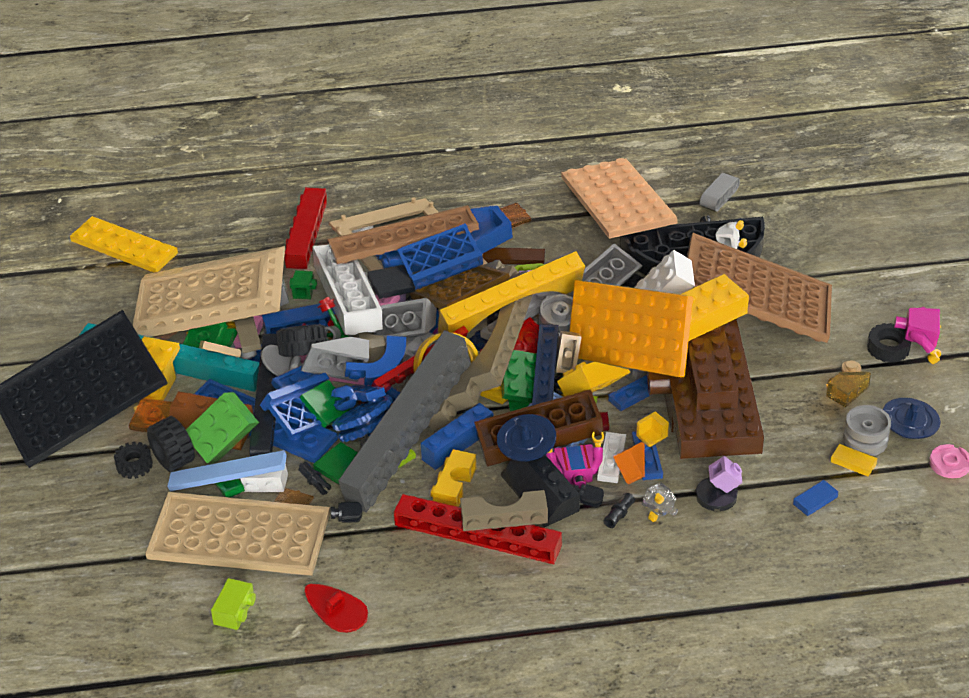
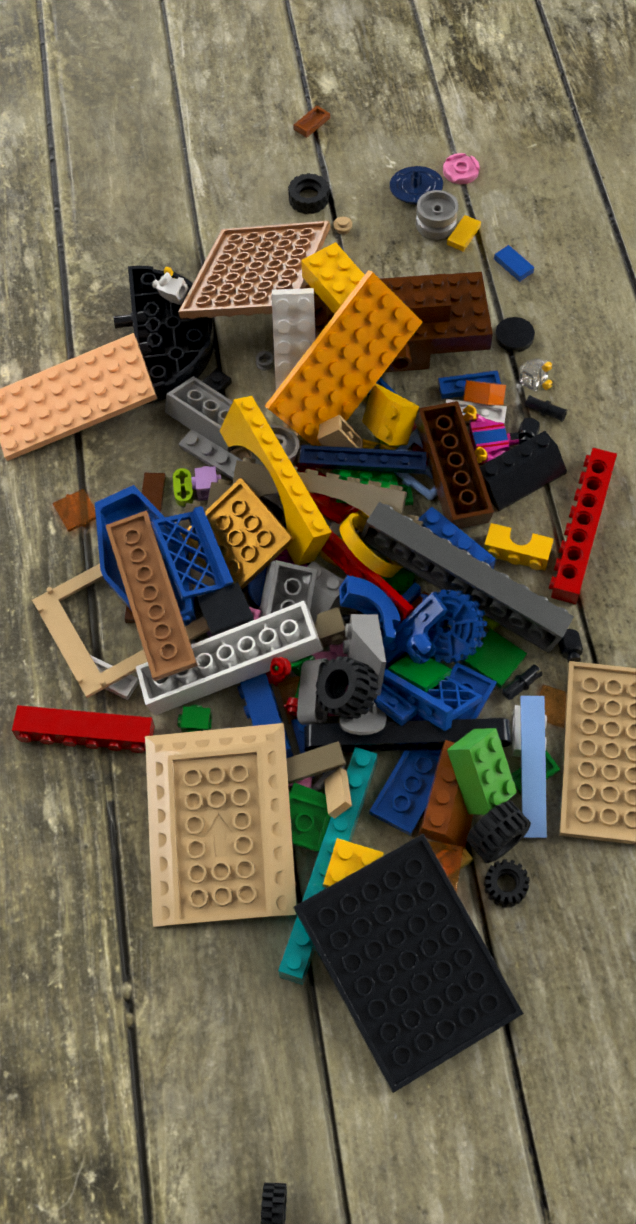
camera: 90 degrees left, 20 degrees up
(124, 244) = (89, 965): yellow plate -> none
(480, 515) = (576, 468): dark tan arch -> none
(526, 437) = (488, 465): dark blue piece -> none
(652, 429) = (445, 372): yellow panel -> none
(719, 192) = (62, 310): light grey beam -> none
(725, 474) = (509, 316): lavender brick -> none
(847, 386) = (374, 227): clear yellow slope -> none
(922, 327) = (303, 159): dark pink torso -> none

